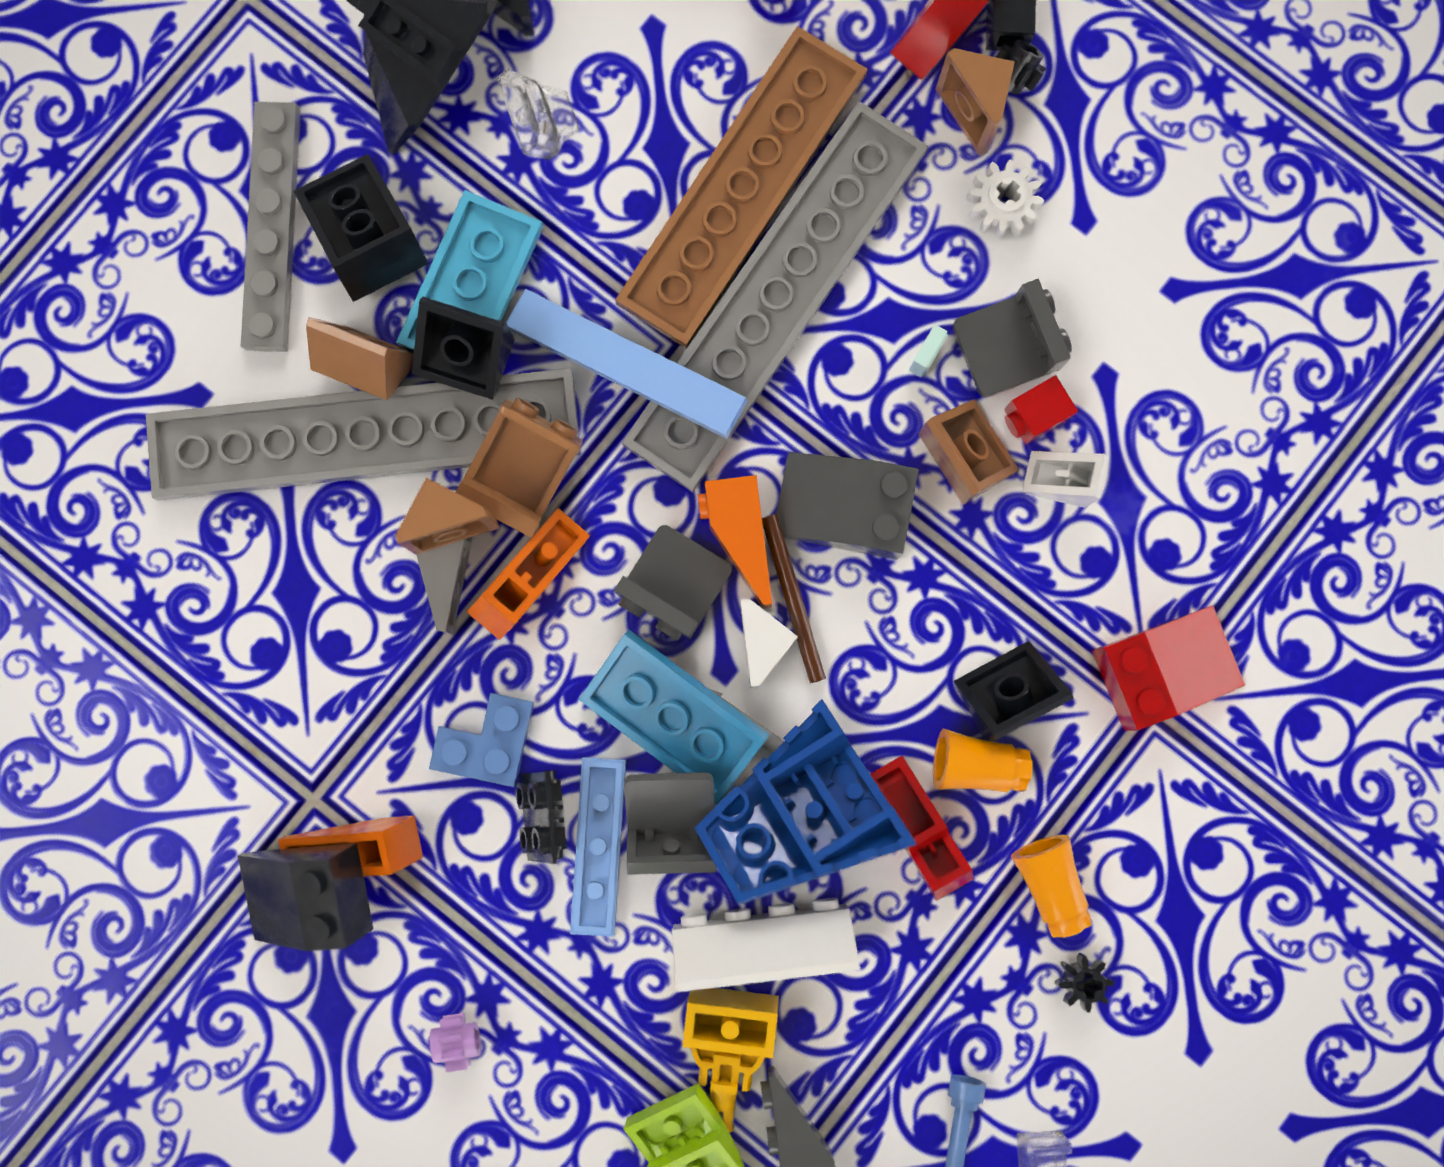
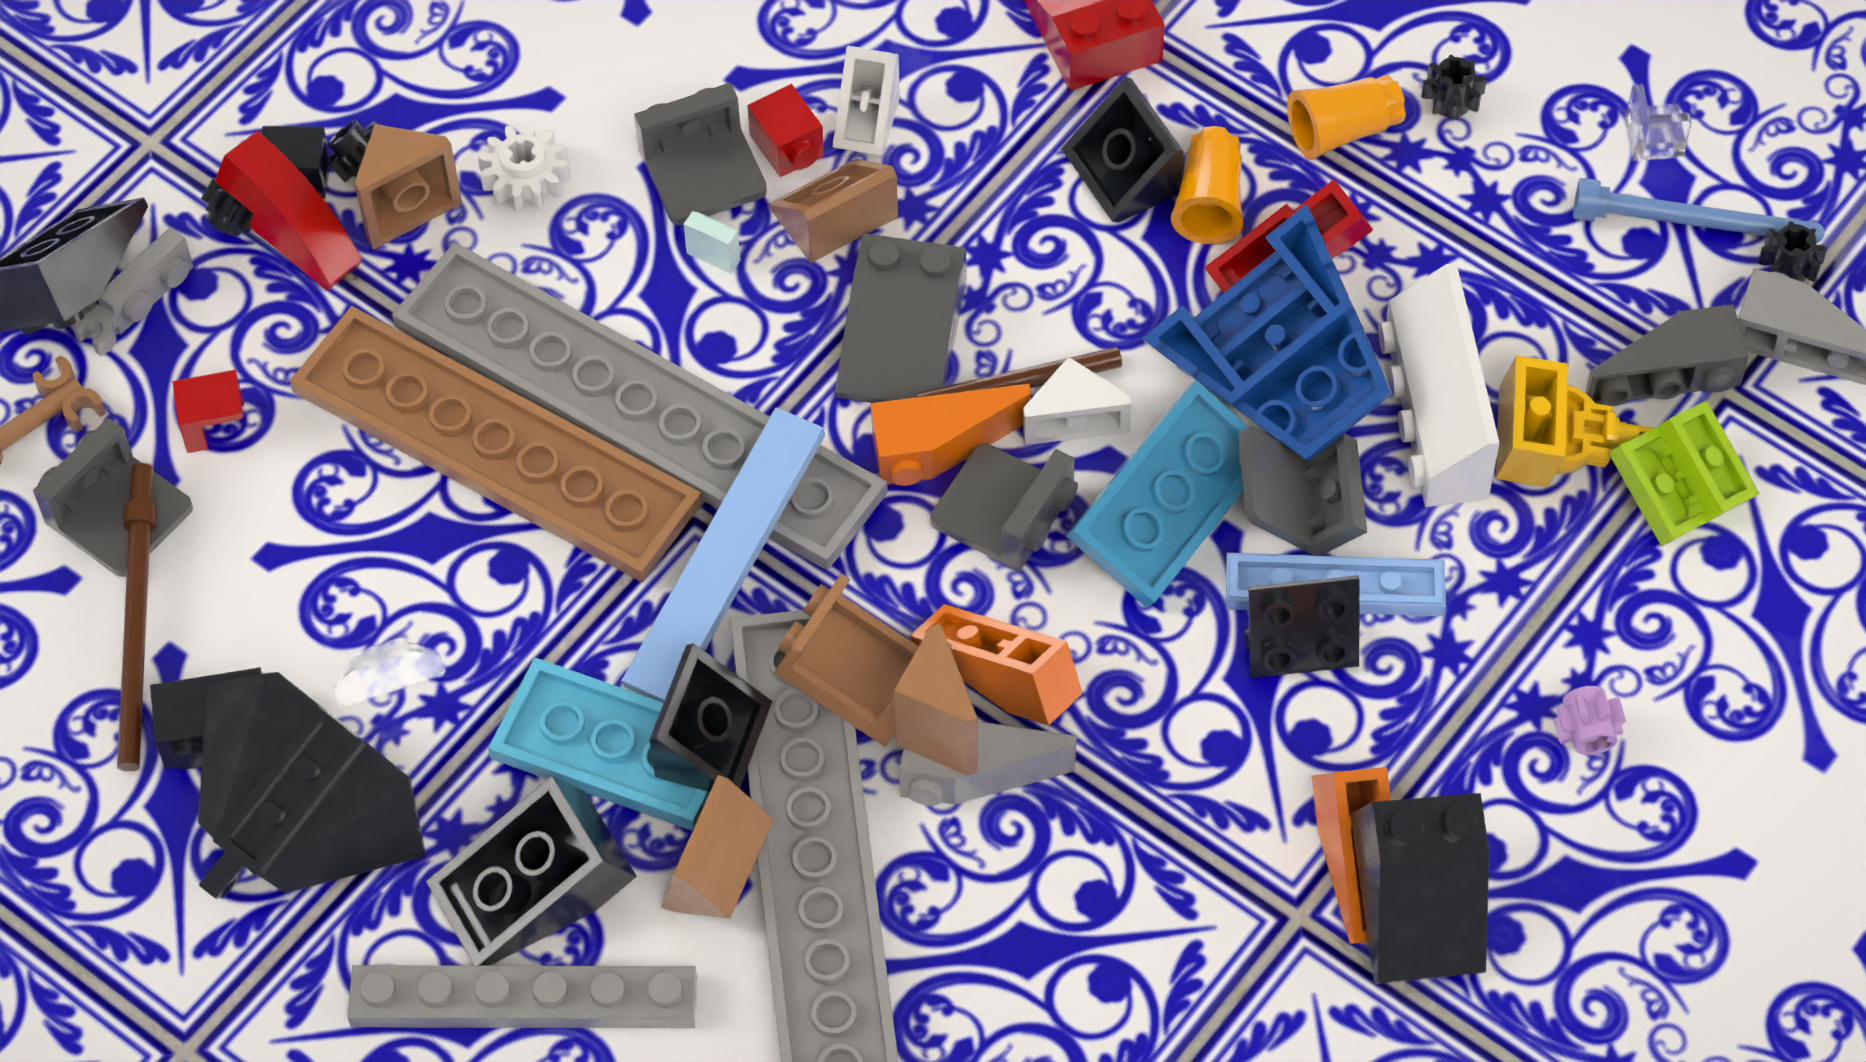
camera: 90 degrees left, 25 degrees down
(496, 752) = (1224, 700): medium blue plate -> none

